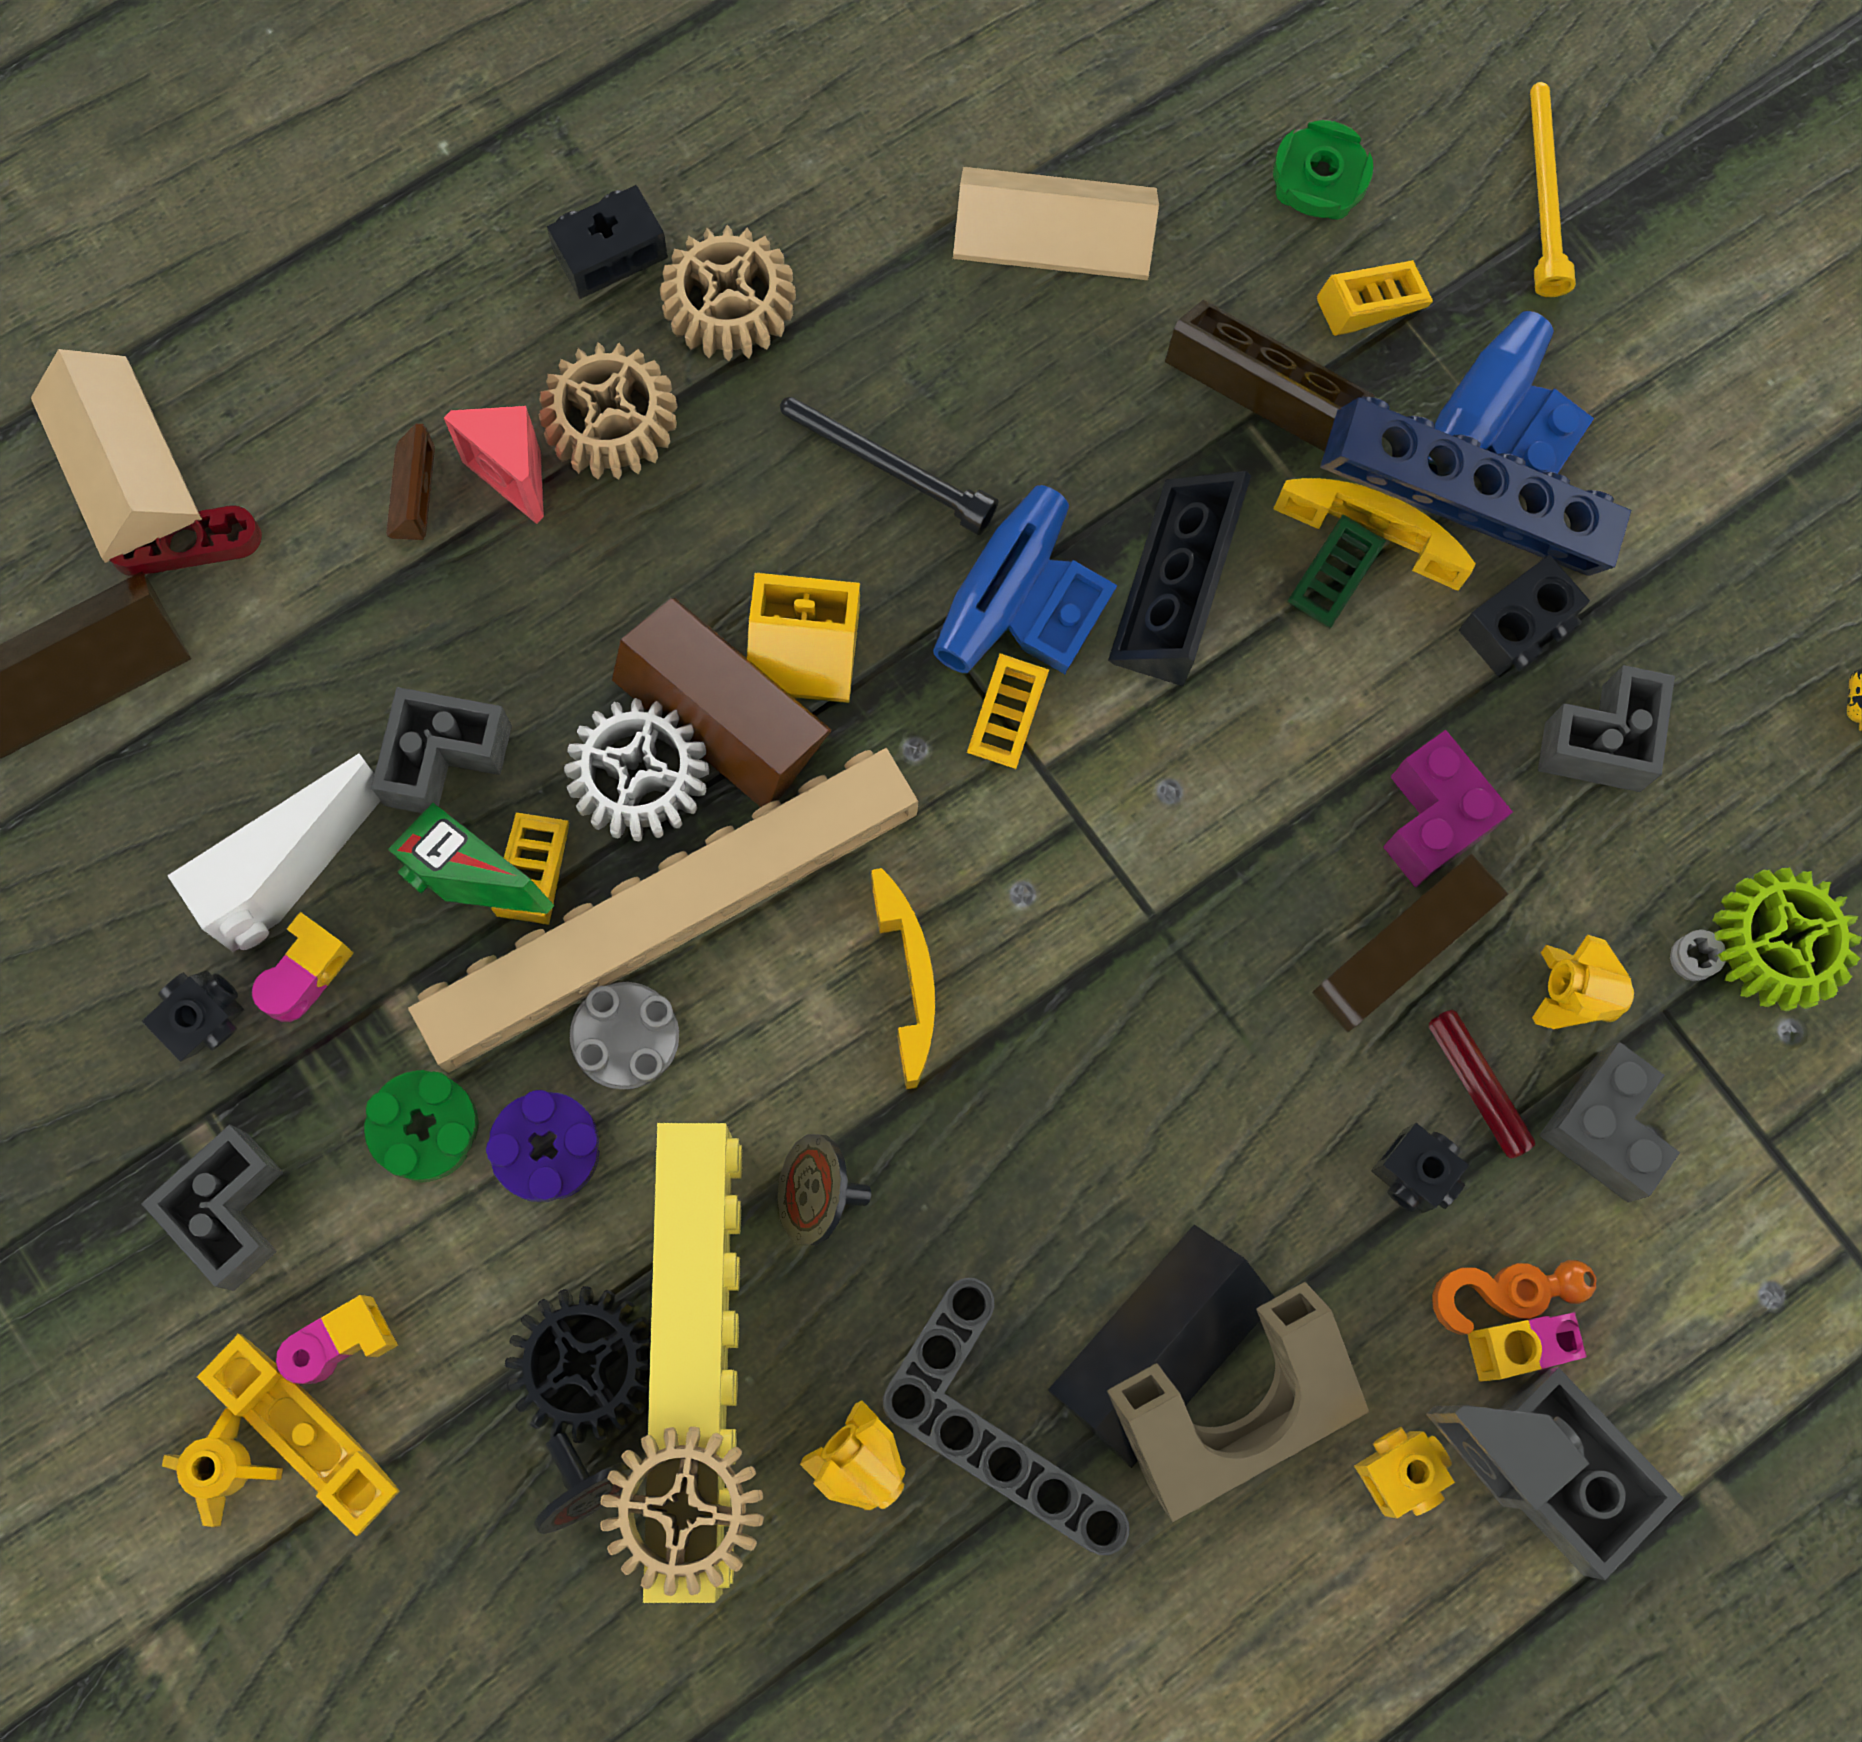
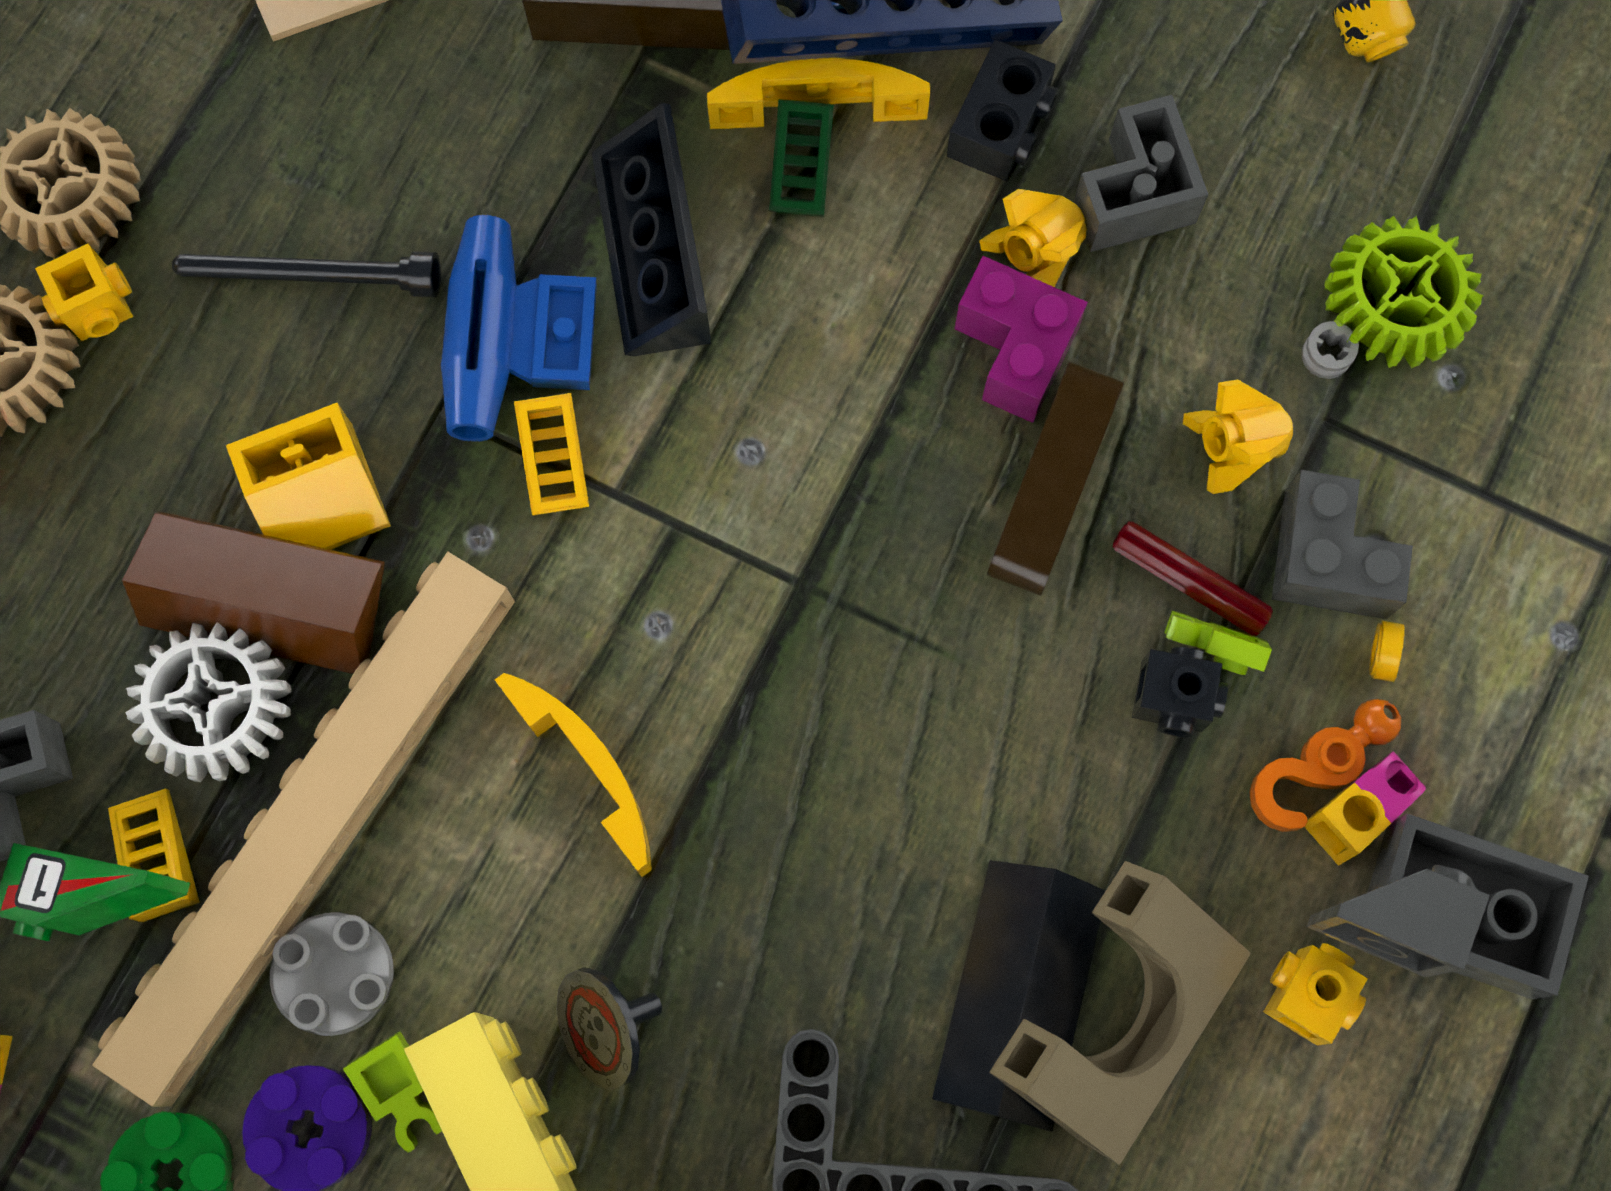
camera: 20 degrees left, 0 degrees up
(628, 1145) = (390, 1085): none -> lime plate
(703, 392) = (85, 293): none -> yellow brick
(1482, 1155) = (1230, 647): none -> lime plate
(1503, 735) = (1040, 233): none -> yellow brick
(1613, 1228) = (1386, 651): none -> yellow tile

